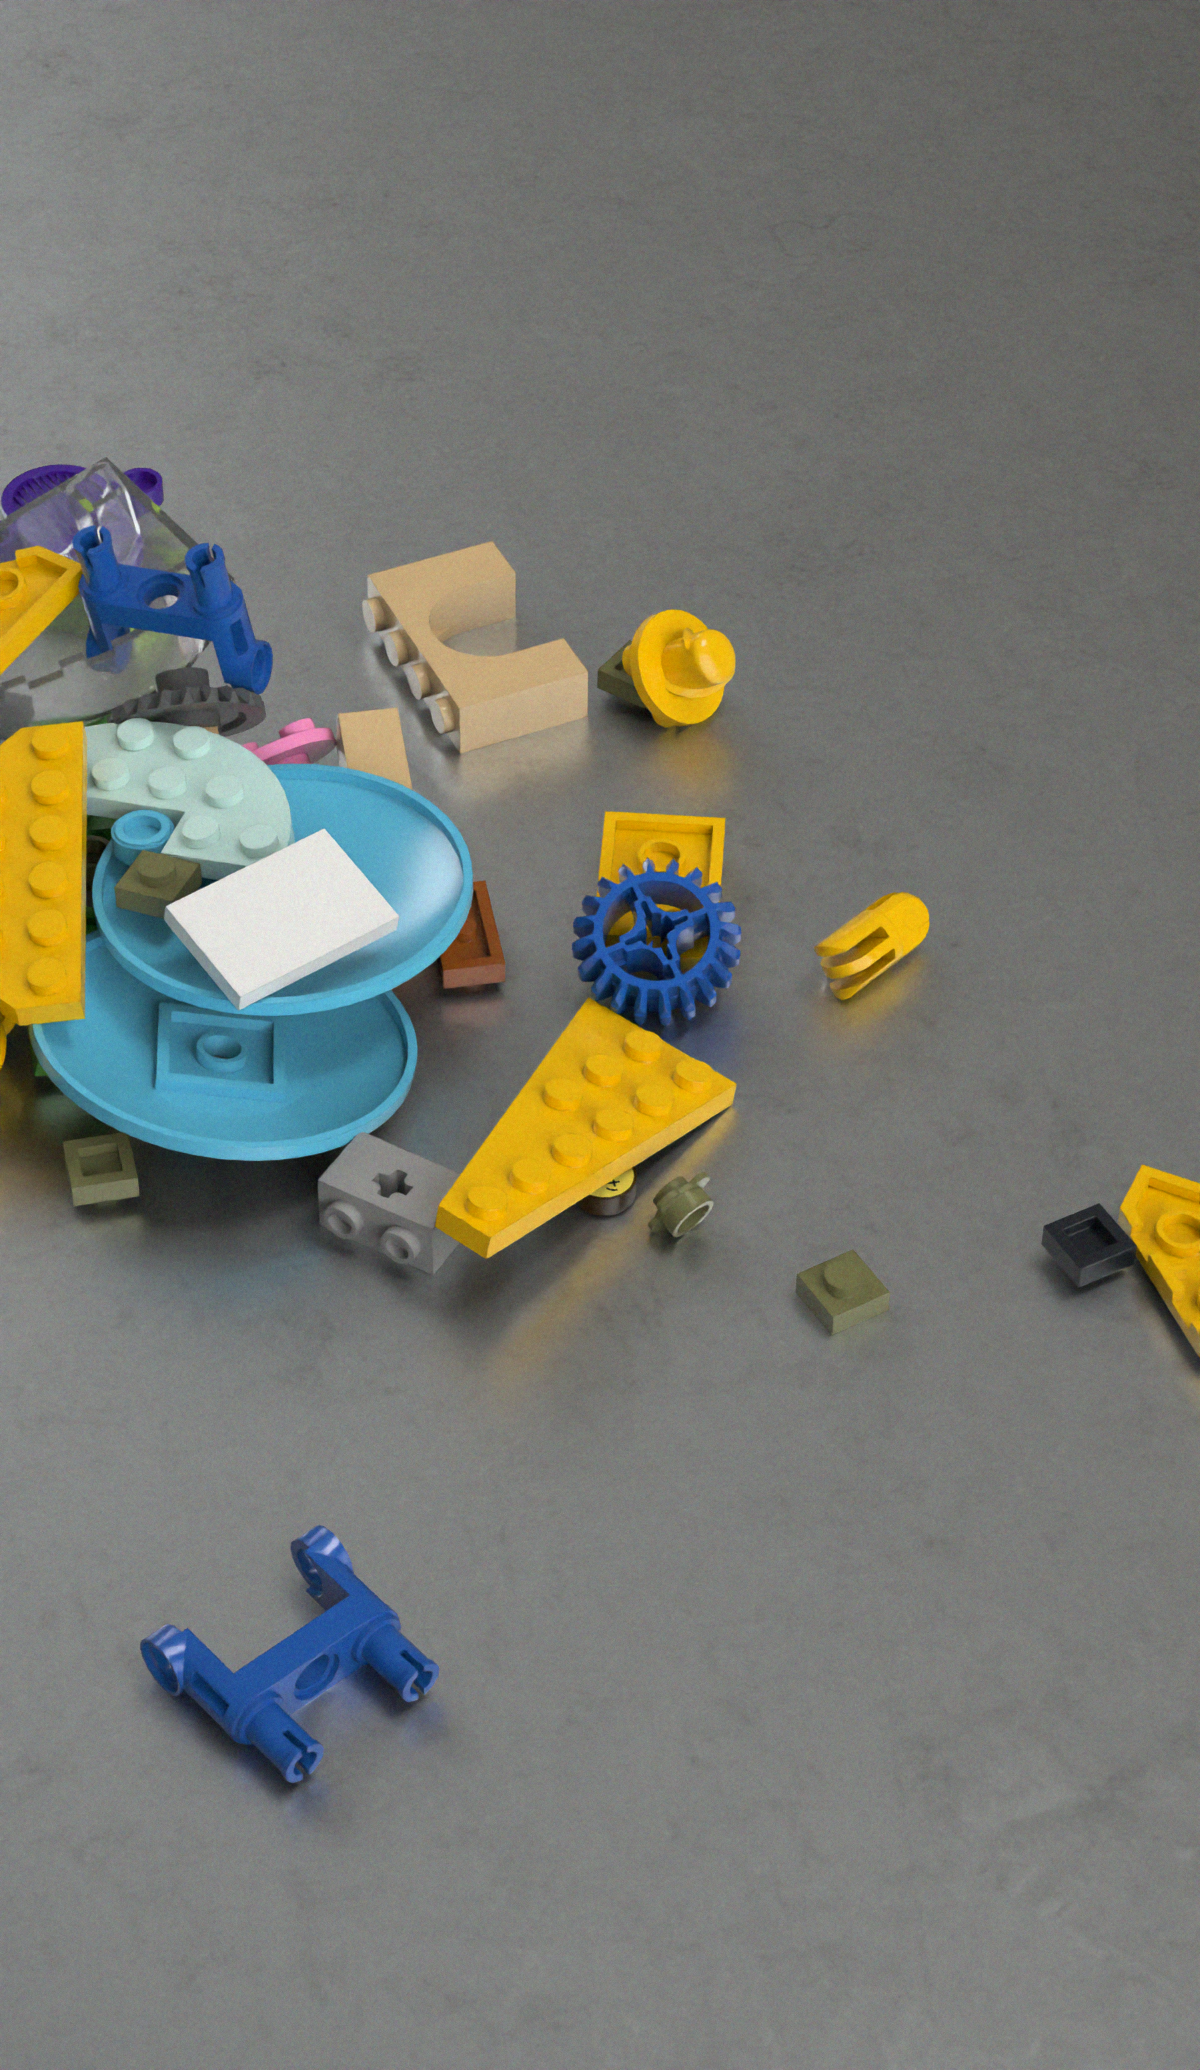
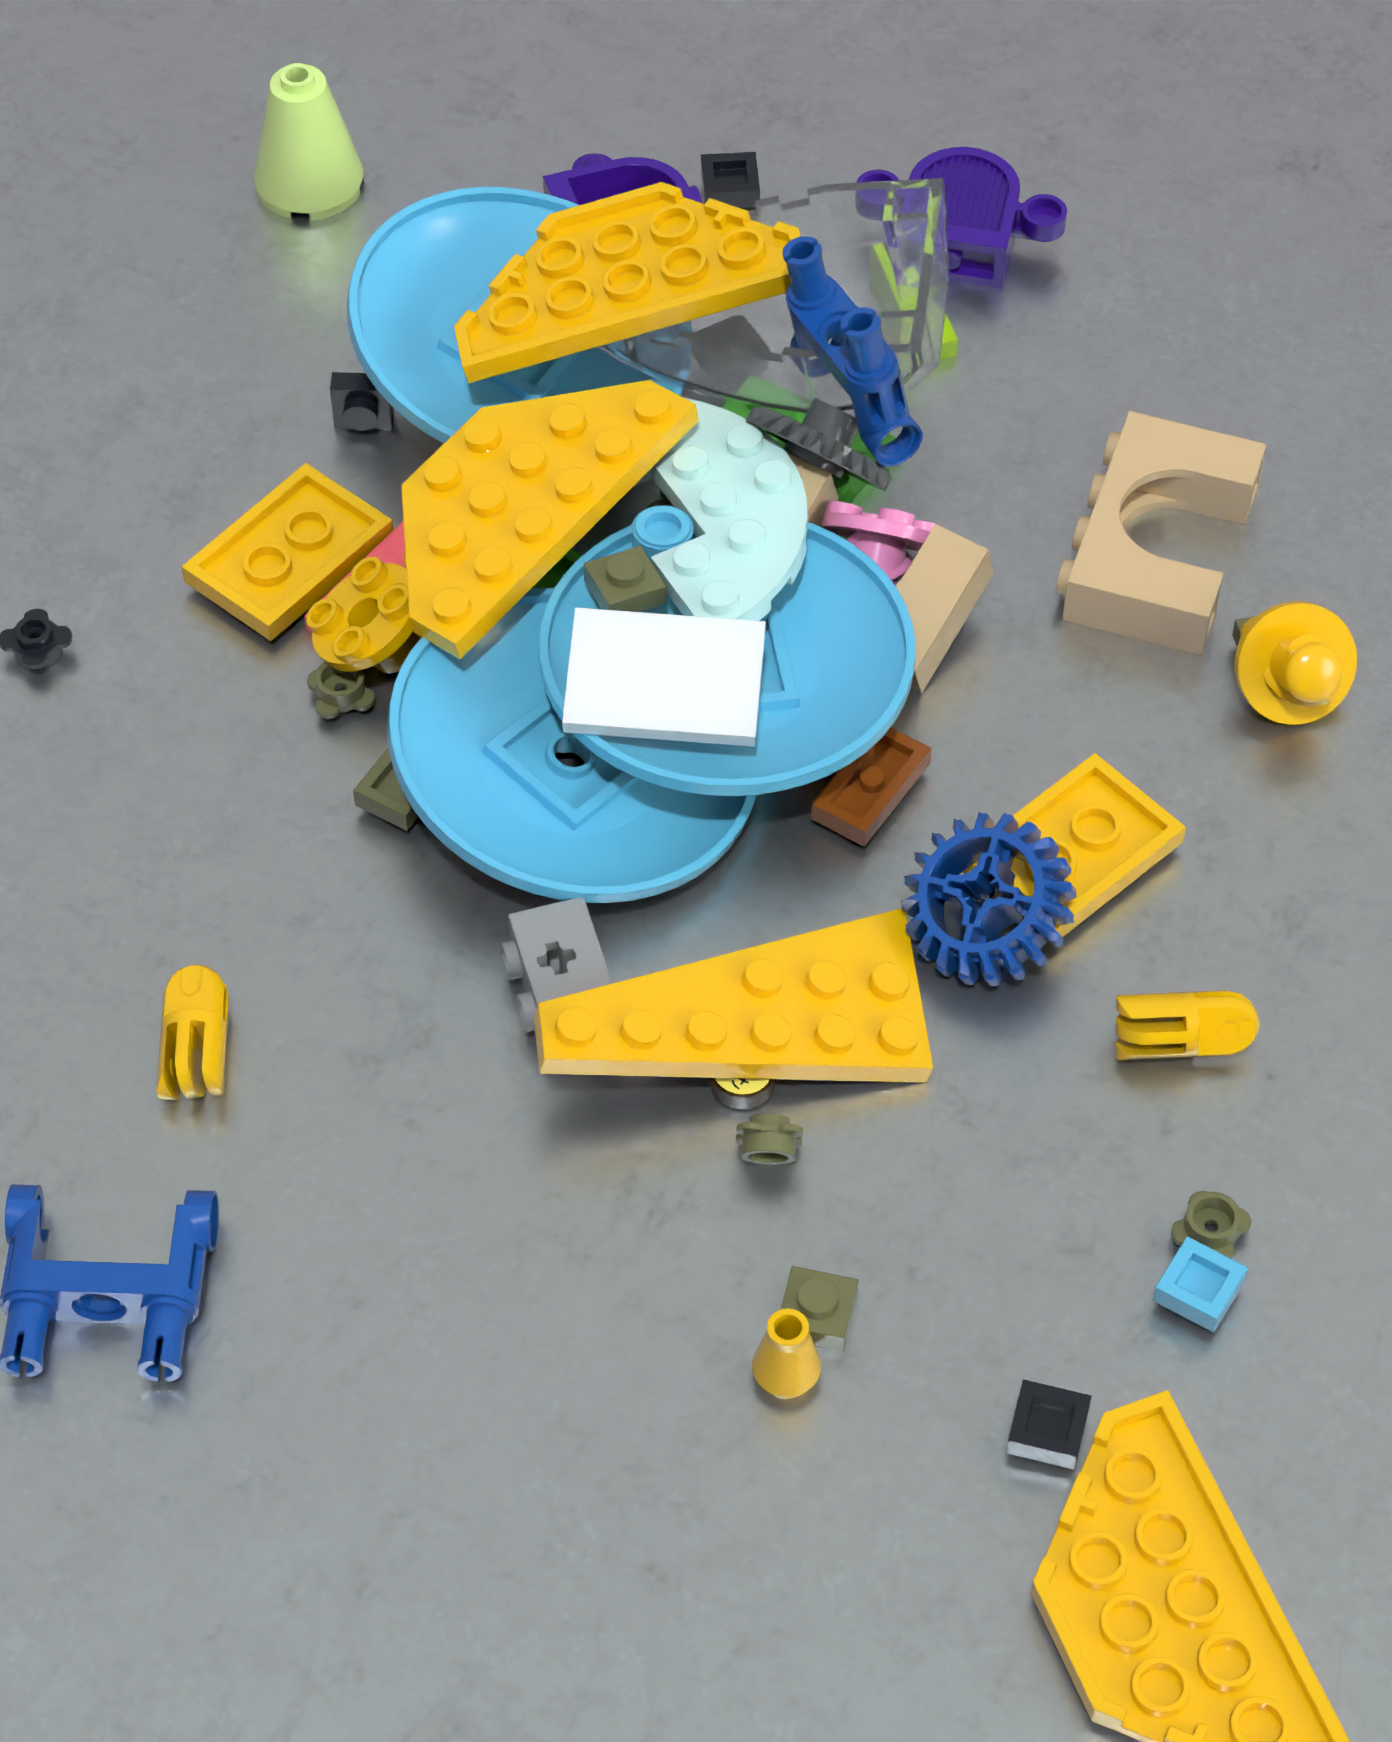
camera: 45 degrees right, 10 degrees up
(151, 1439) = (193, 1034): none -> yellow arm
(869, 1328) = (786, 1357): none -> yellow cone
(1037, 1053) = (1216, 1210): none -> olive plate
(1077, 1091) = (1200, 1284): none -> medium azure plate

